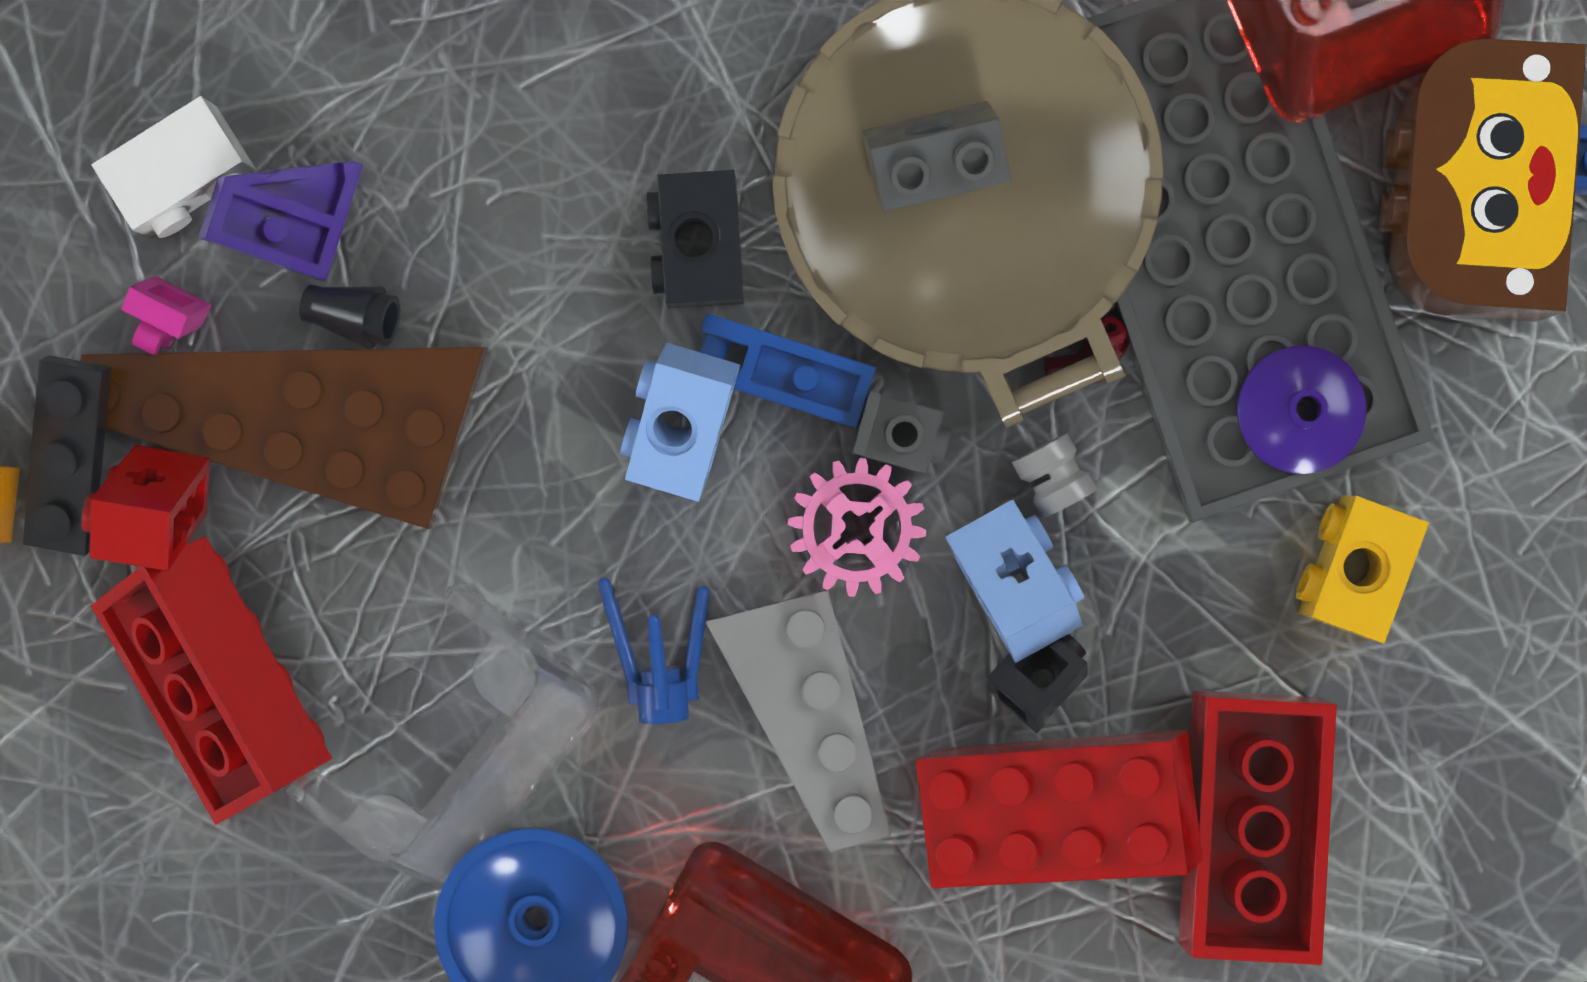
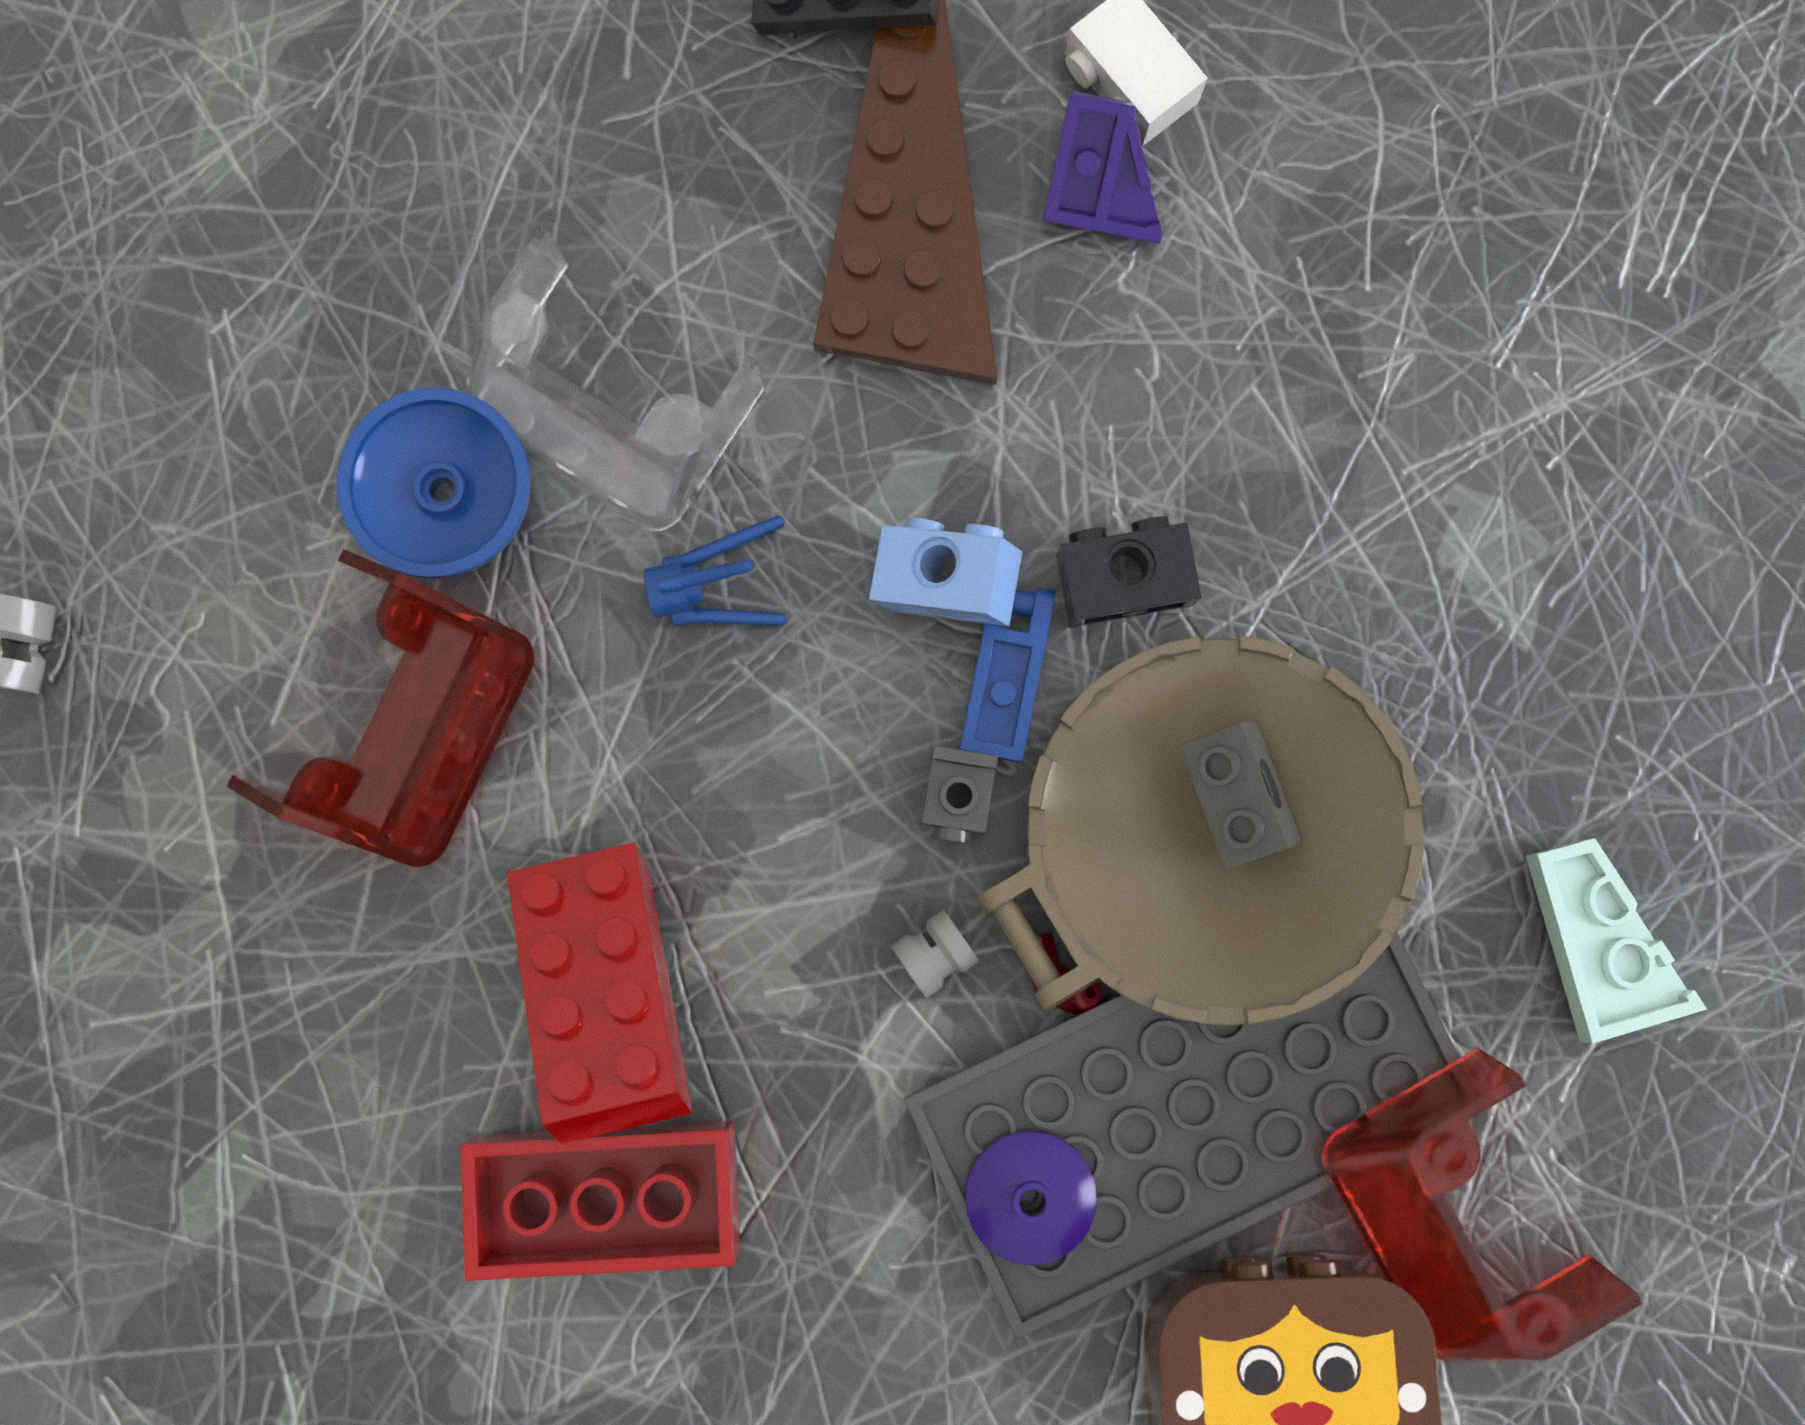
camera: 85 degrees right, 5 degrees down
(147, 507) = (803, 71): red brick -> none
(164, 313) = (993, 70): dark pink tile -> none
(211, 680) = (645, 154): red slope -> none
(356, 313) = (1015, 252): black cone -> none
(804, 698) = (680, 732): light grey wing -> none
(875, 548) = (881, 739): bright pink gear -> none
(1023, 613) = (796, 943): light blue brick -> none
(1035, 704) = (731, 935): black brick -> none
(1391, 546) = (904, 1306): yellow brick -> none

